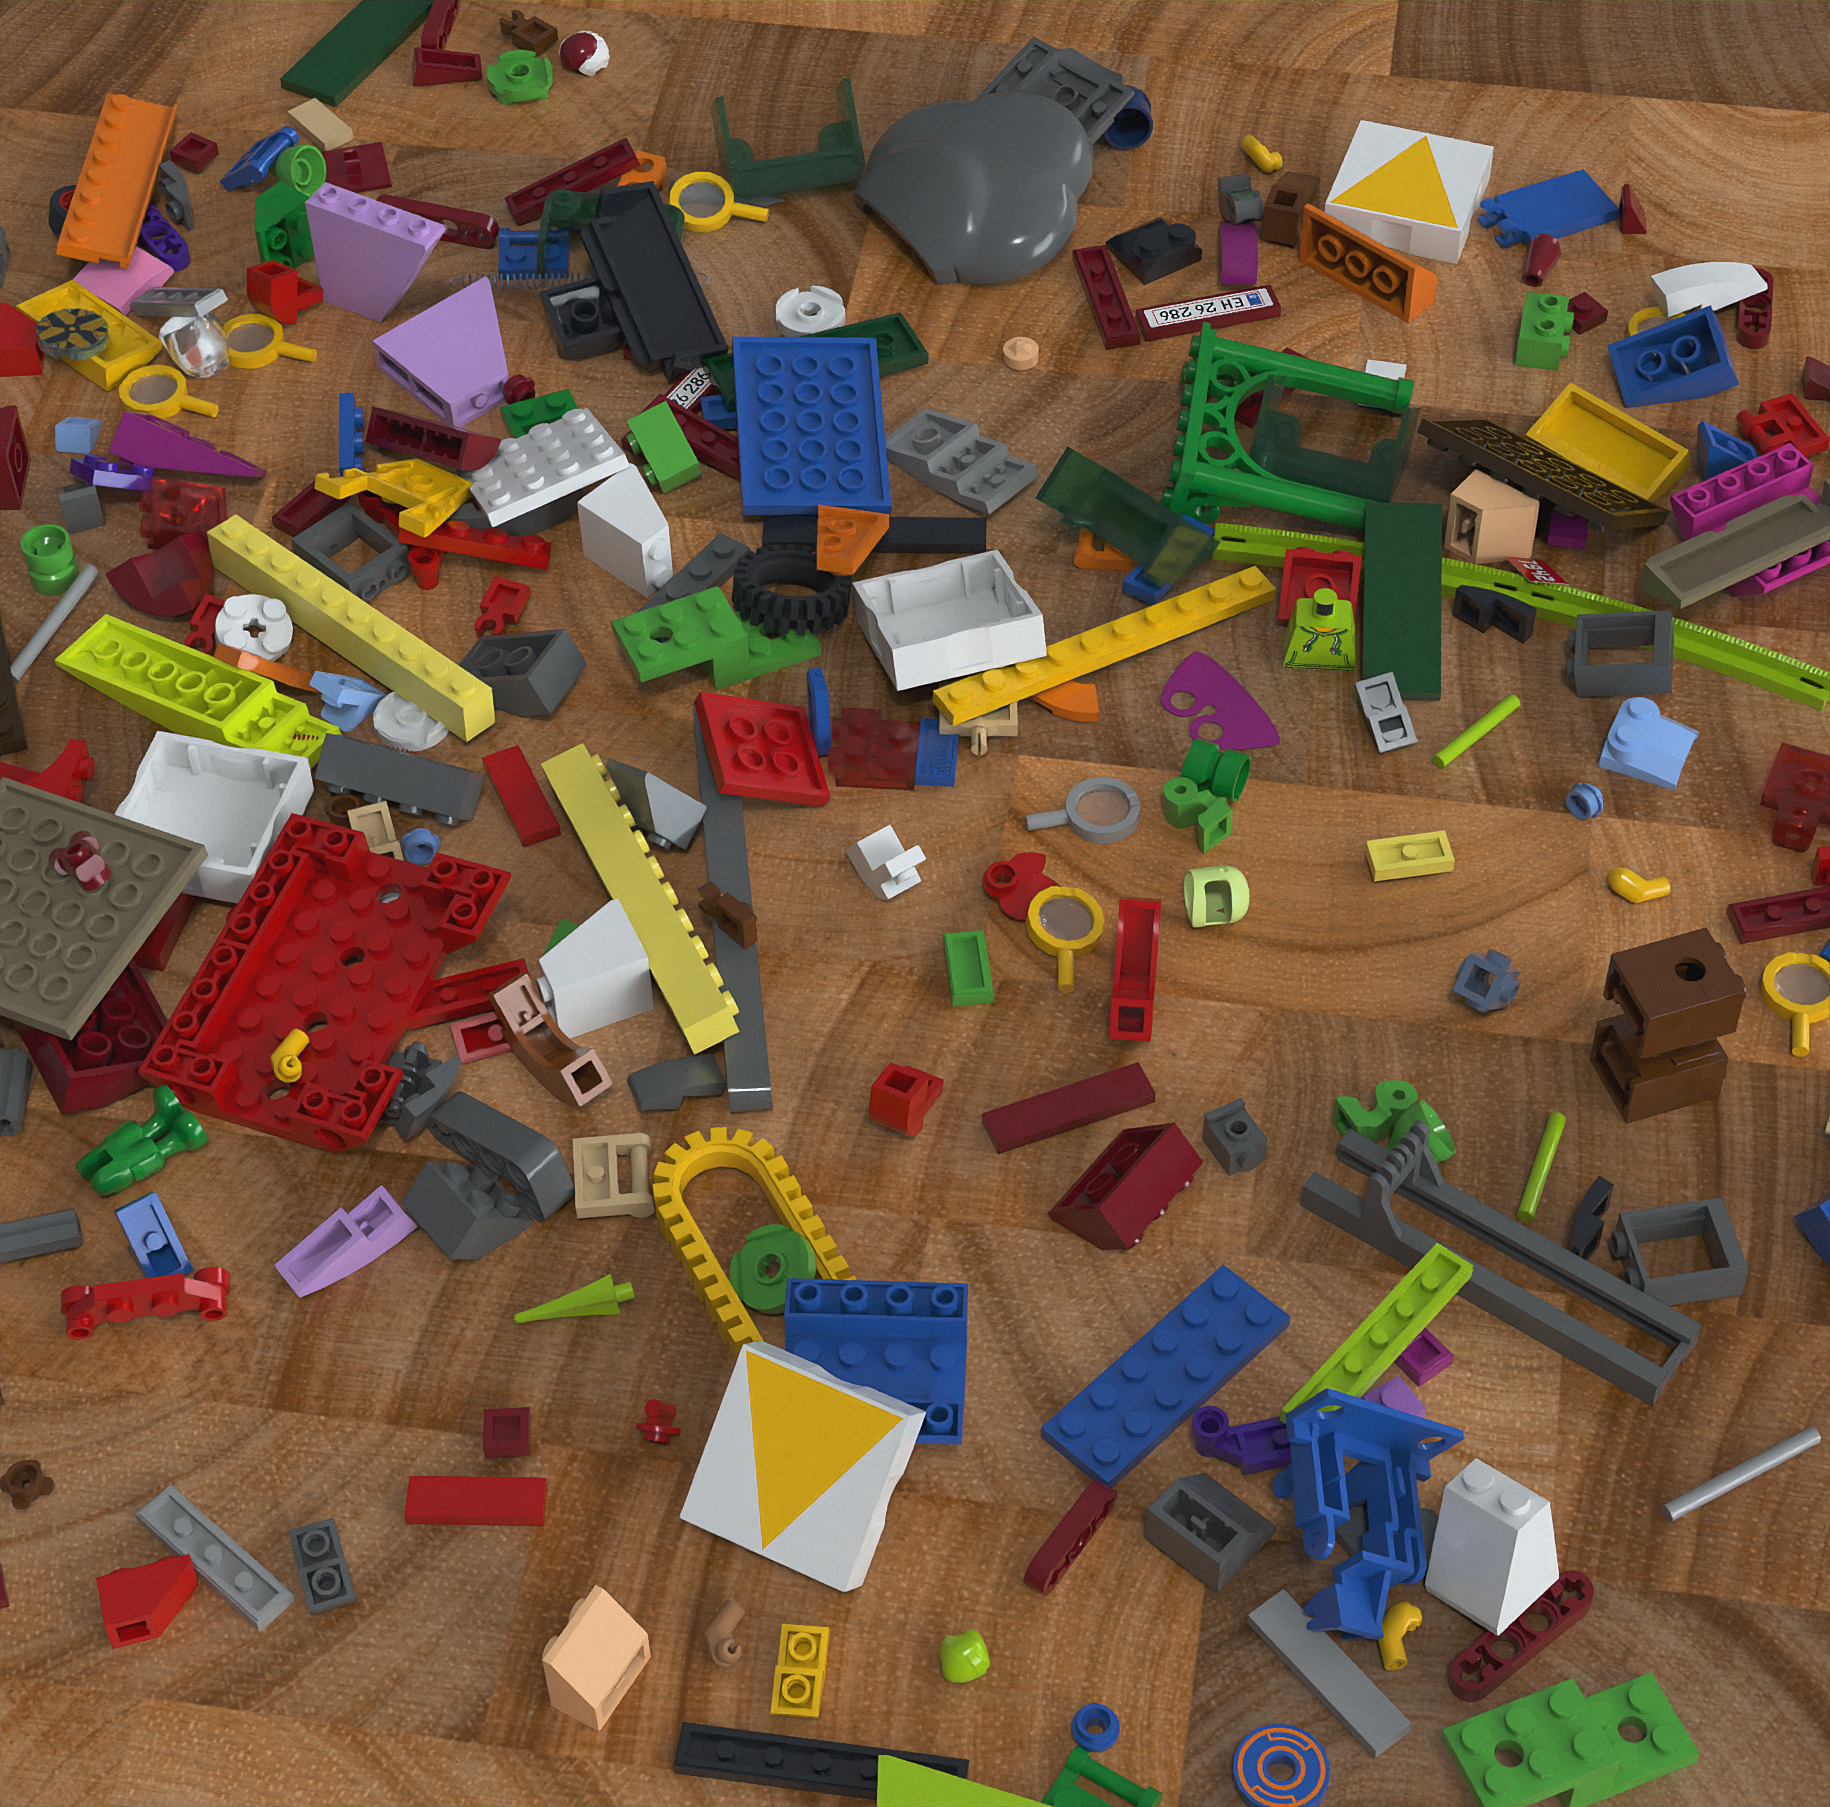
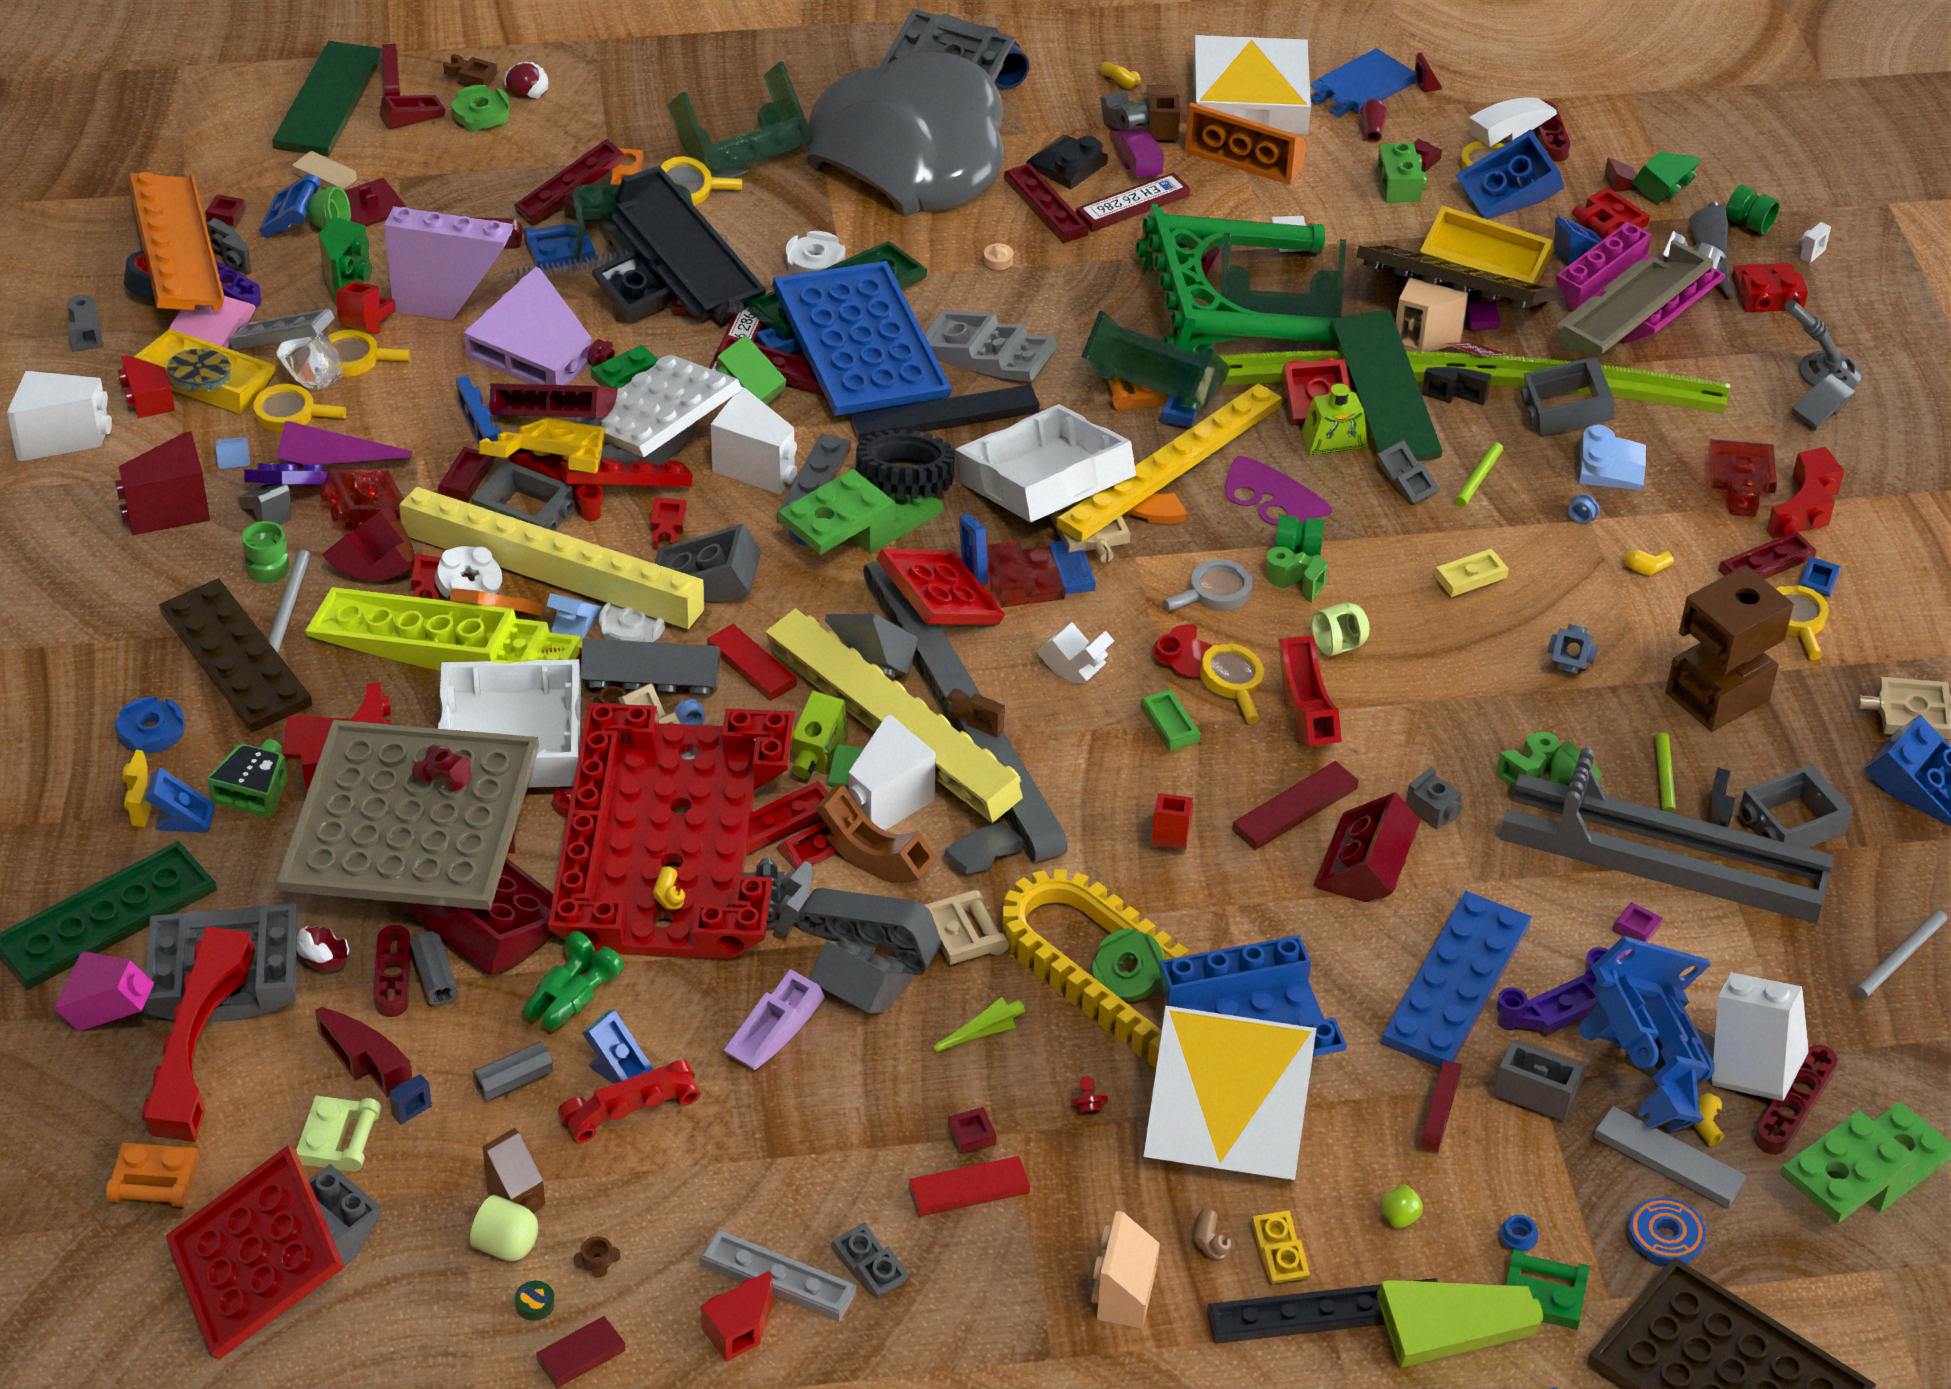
camera: 20 degrees left, 5 degrees down
(542, 900) = (818, 733): none -> lime torso
(847, 537) = (931, 416): orange wing -> none
(1388, 1328) = (1614, 908): lime plate -> none

